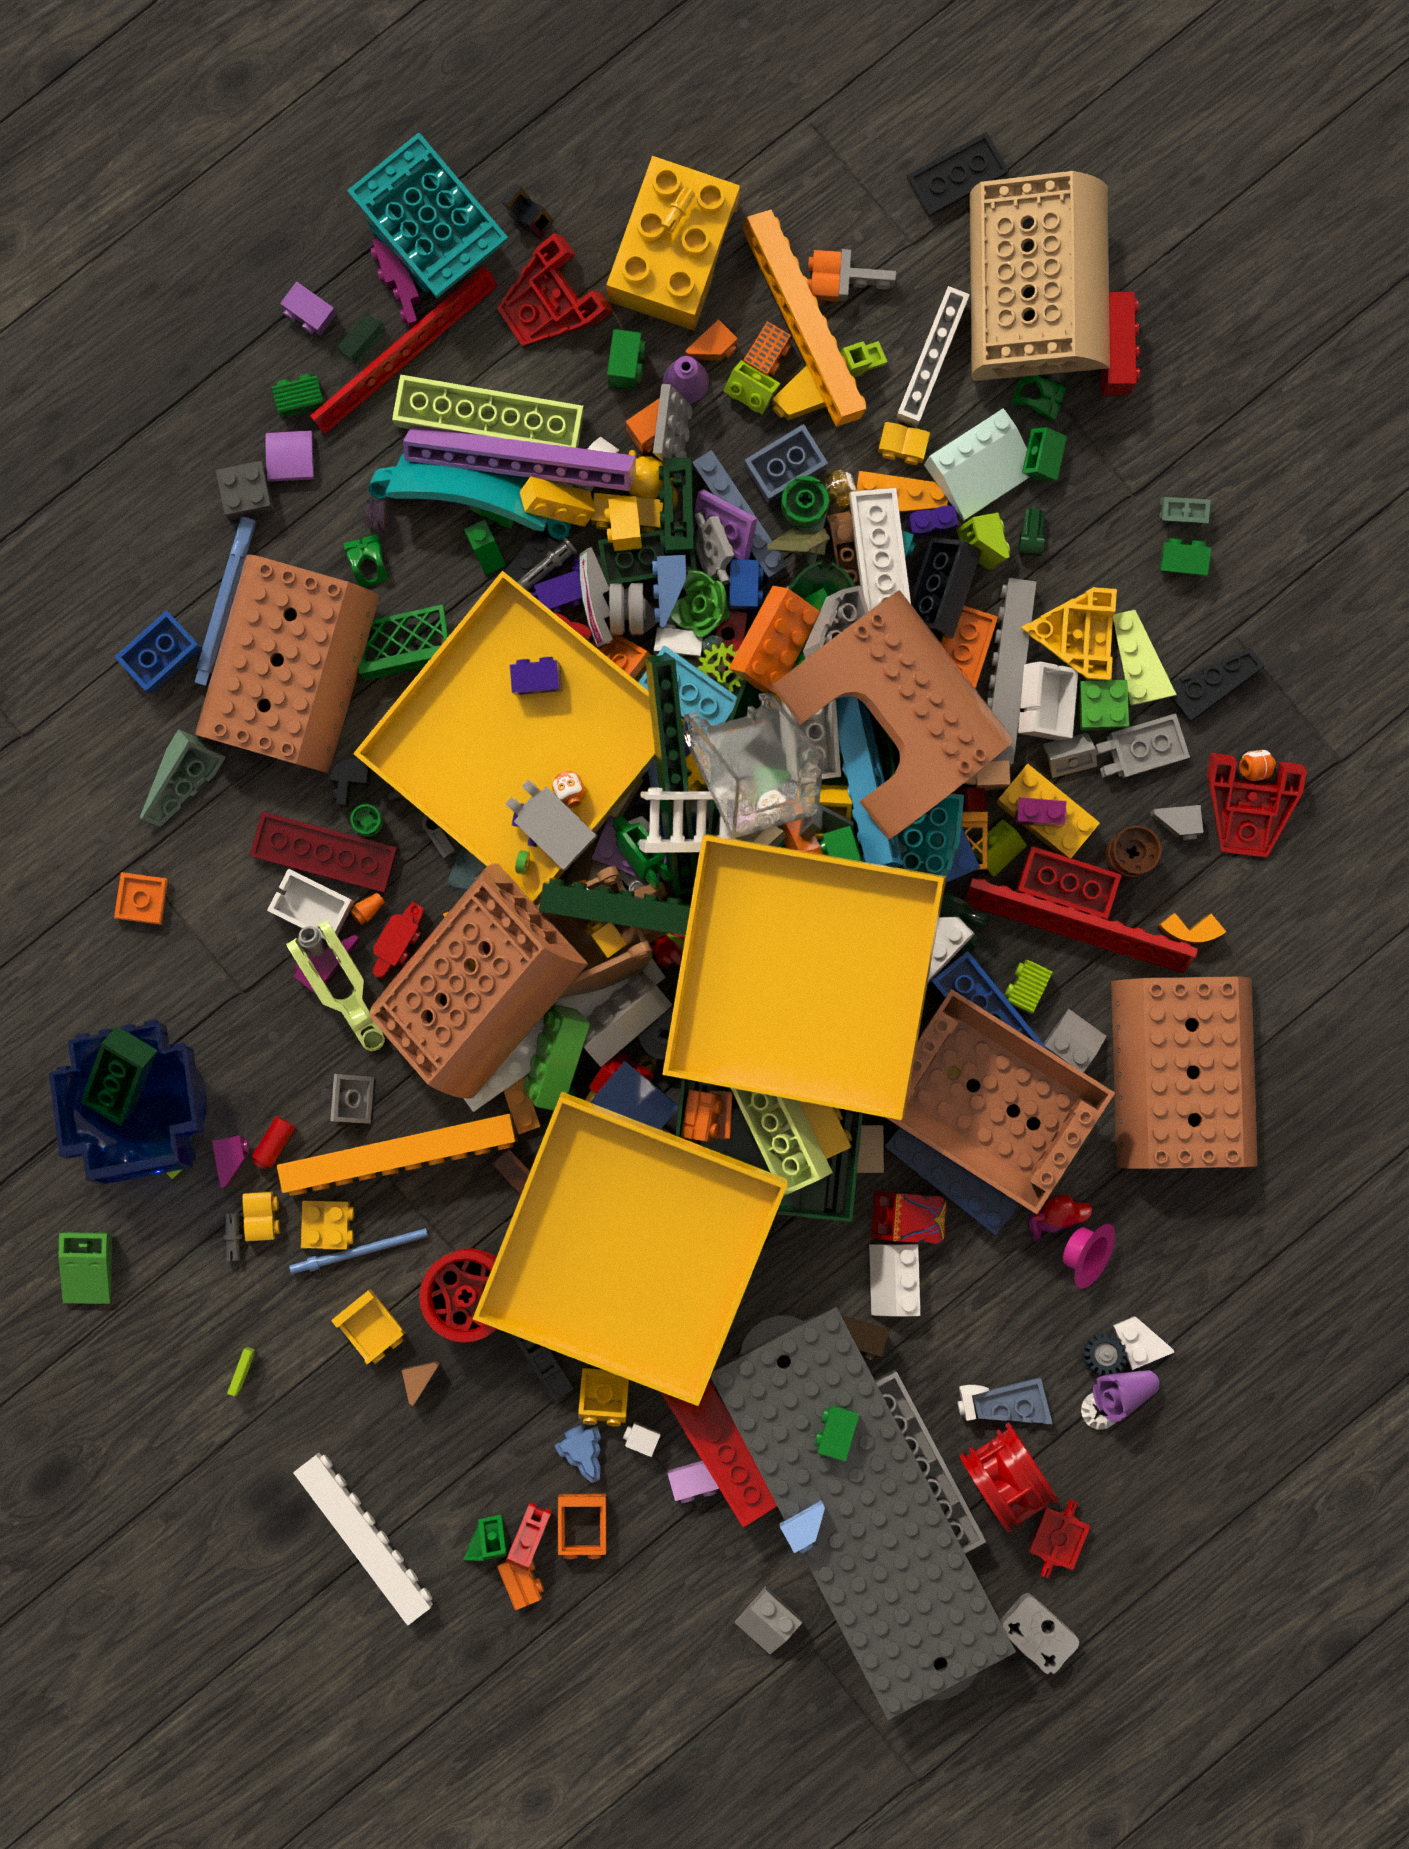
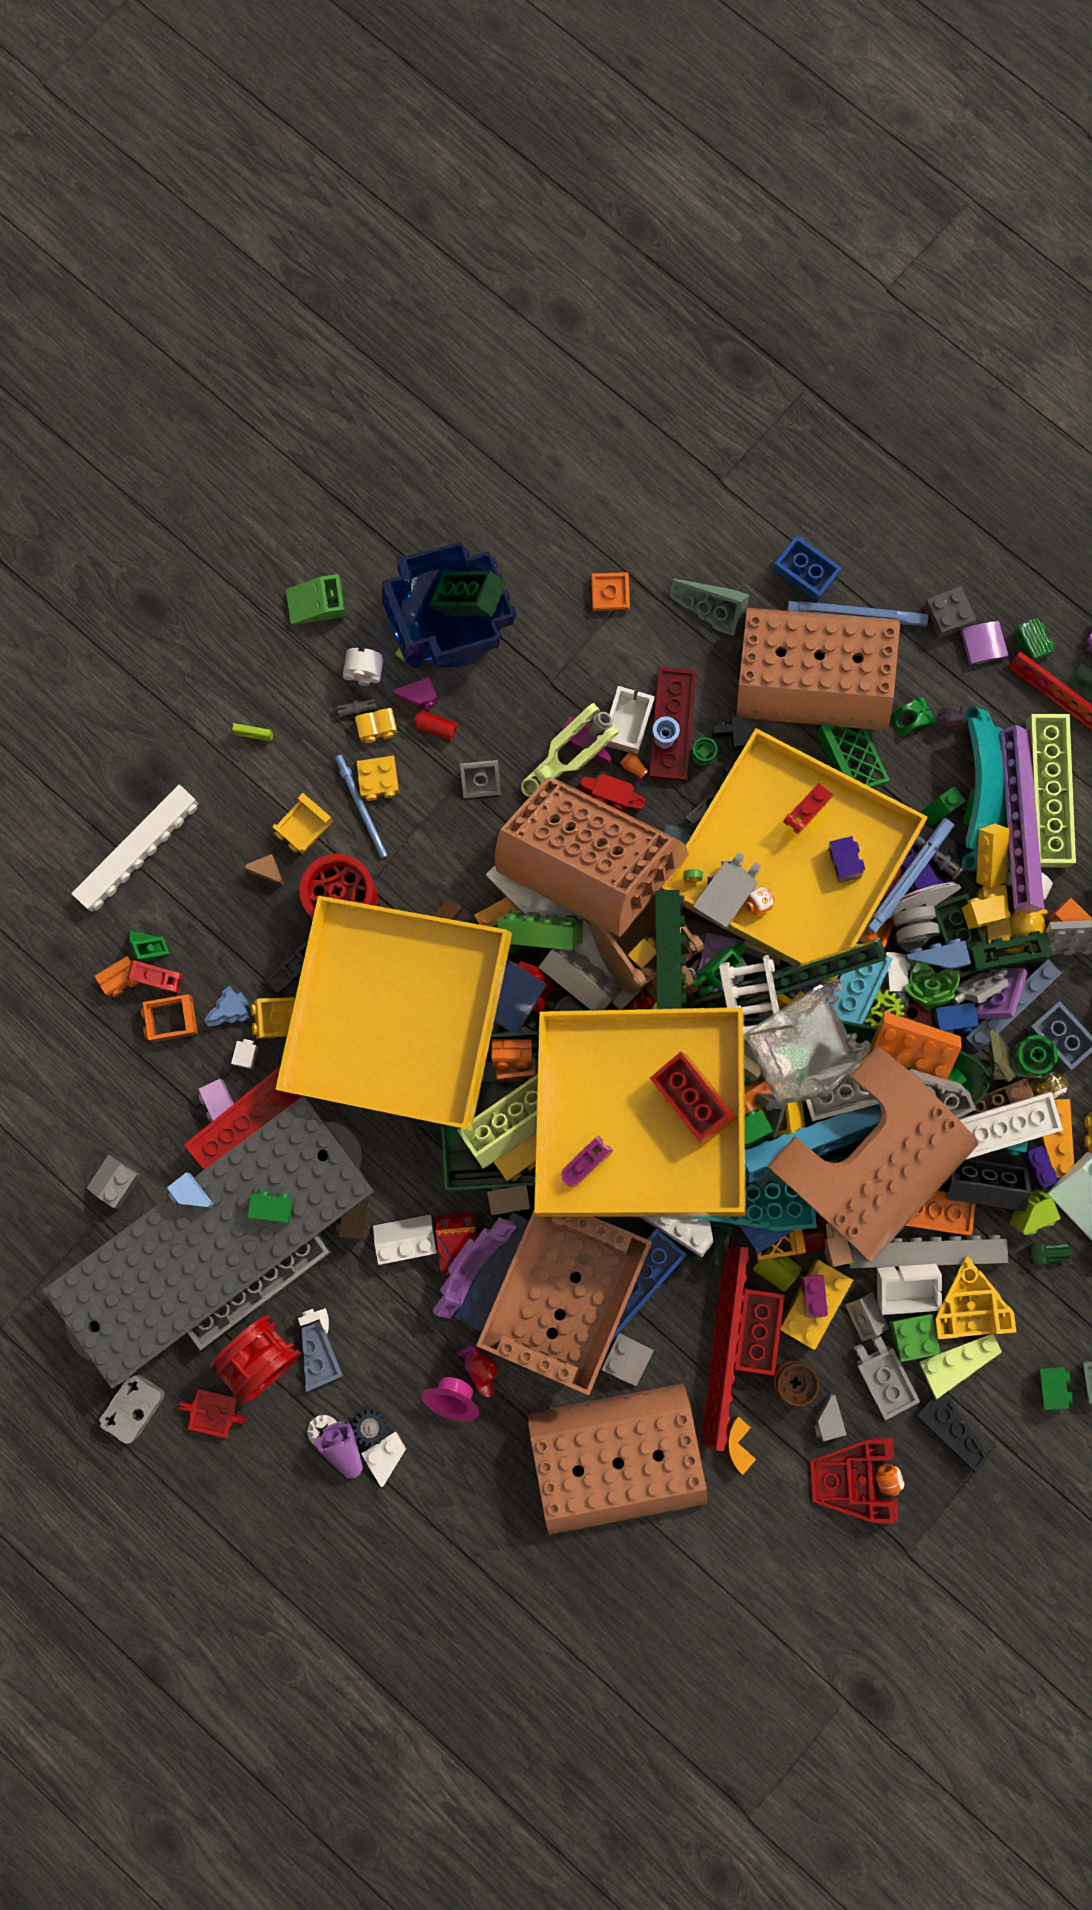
camera: 85 degrees right, 5 degrees down
(183, 1221) = (363, 666): none -> white brick
(331, 857) = (668, 727): none -> light blue plant
(397, 1153) = (440, 816): light orange brick -> none
(466, 709) = (808, 808): none -> red plate
(565, 603) = (910, 875): none -> medium blue piece
(799, 912) = (693, 1097): none -> red brick
(852, 1050) = (585, 1162): none -> magenta plate
(938, 1209) = (467, 1265): none -> medium lavender piece
(1028, 986) = (666, 1312): lime brick -> none

